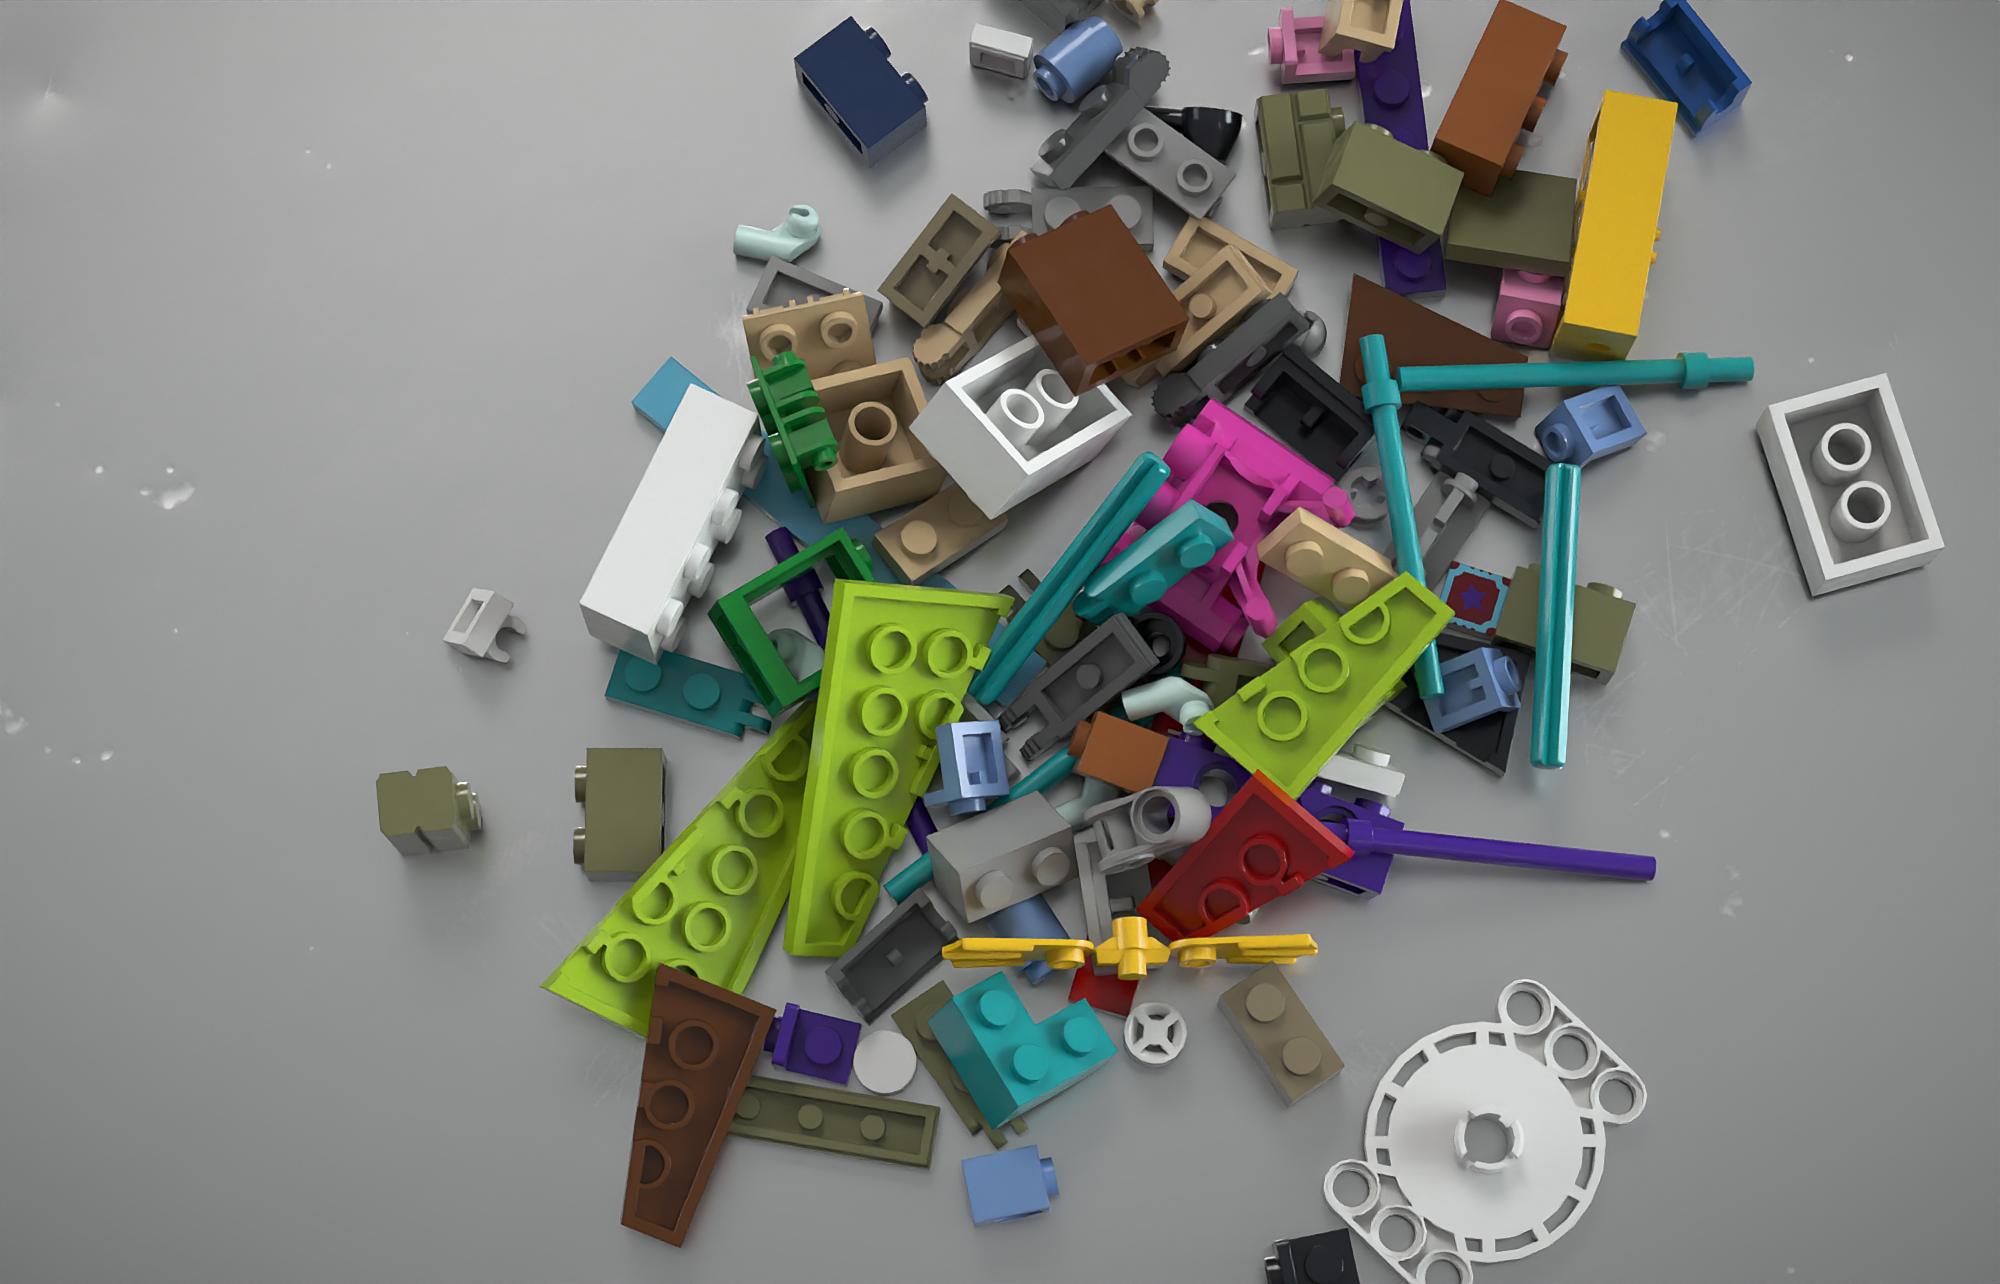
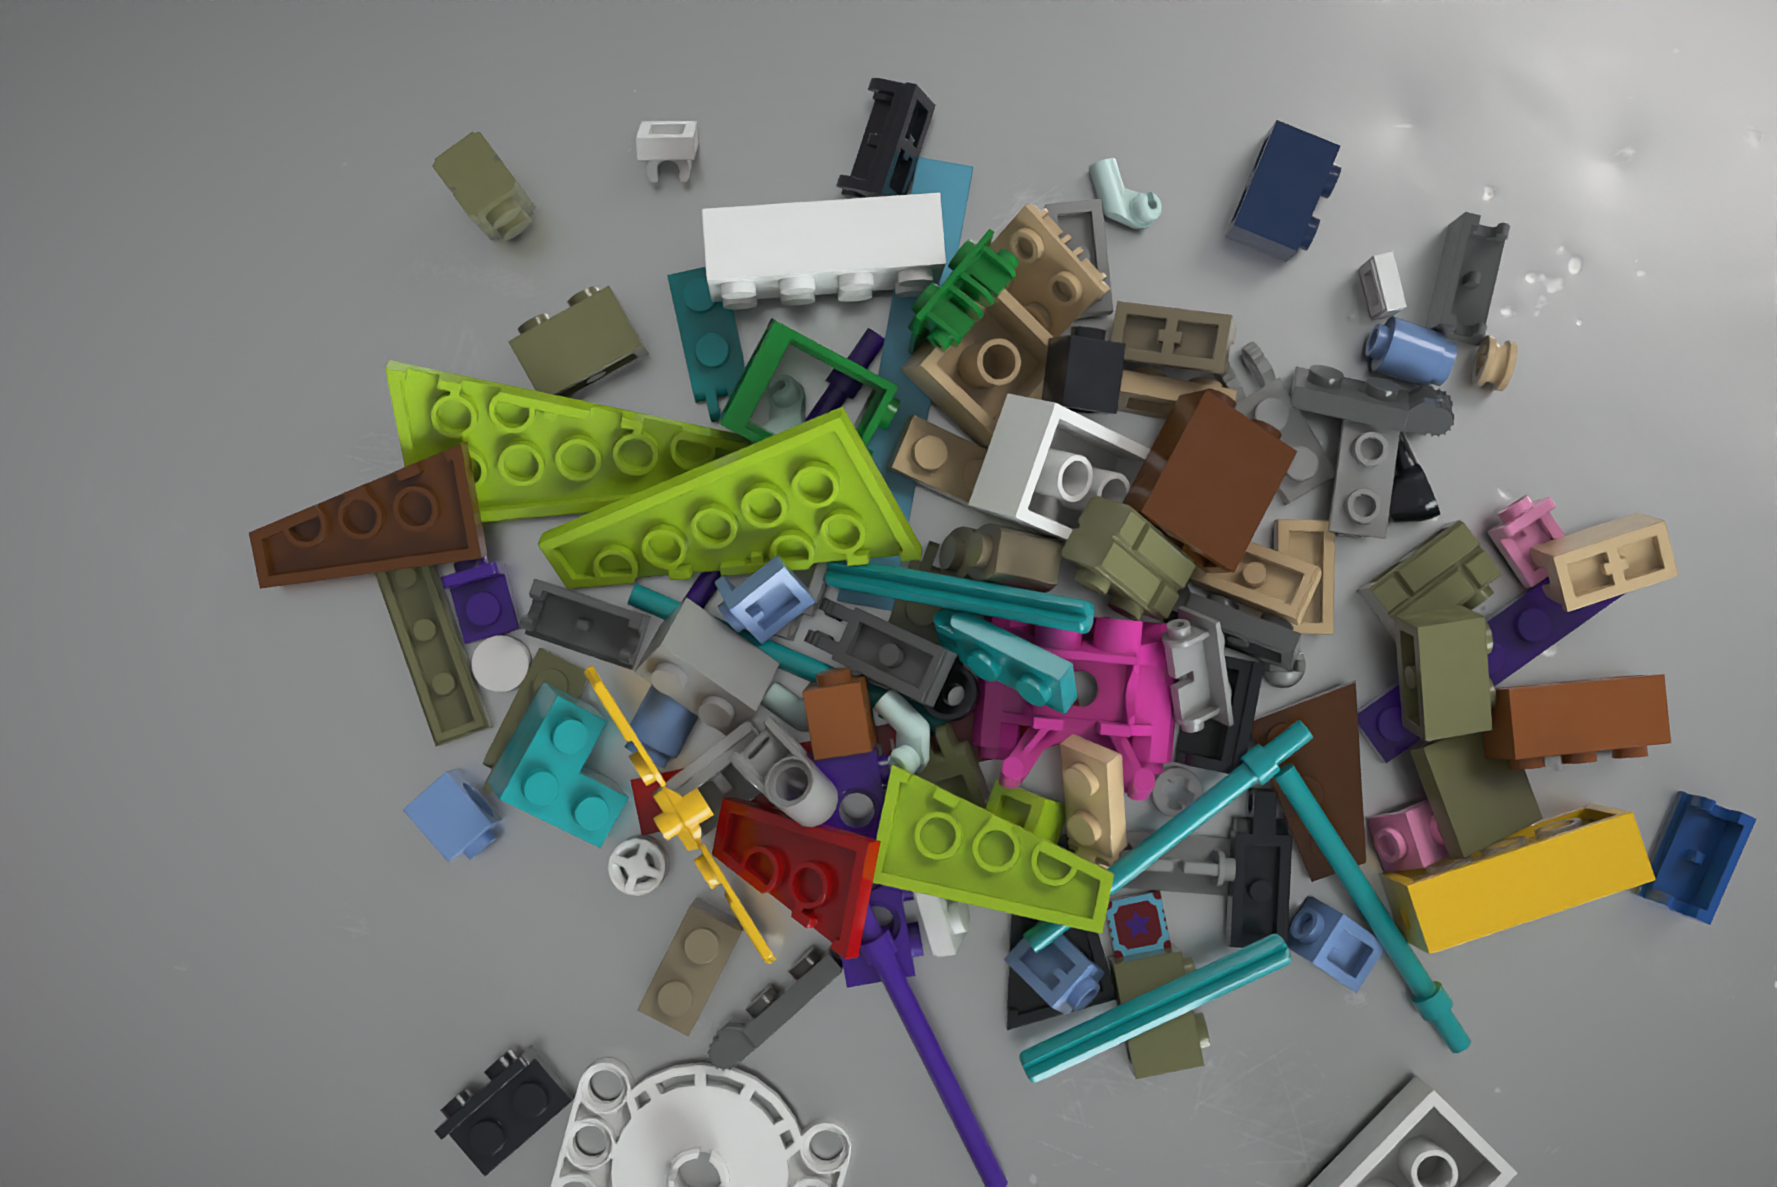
camera: 60 degrees right, 10 degrees up
(602, 420) = (889, 141): none -> black hinge
(926, 350) = (1084, 371): none -> black brick
(1053, 520) = (1002, 557): none -> dark tan brick
(1123, 407) = (1127, 559): none -> olive brick
(1252, 395) = (1196, 648): none -> light grey hinge
(1365, 982) = (774, 1009): none -> dark grey hinge

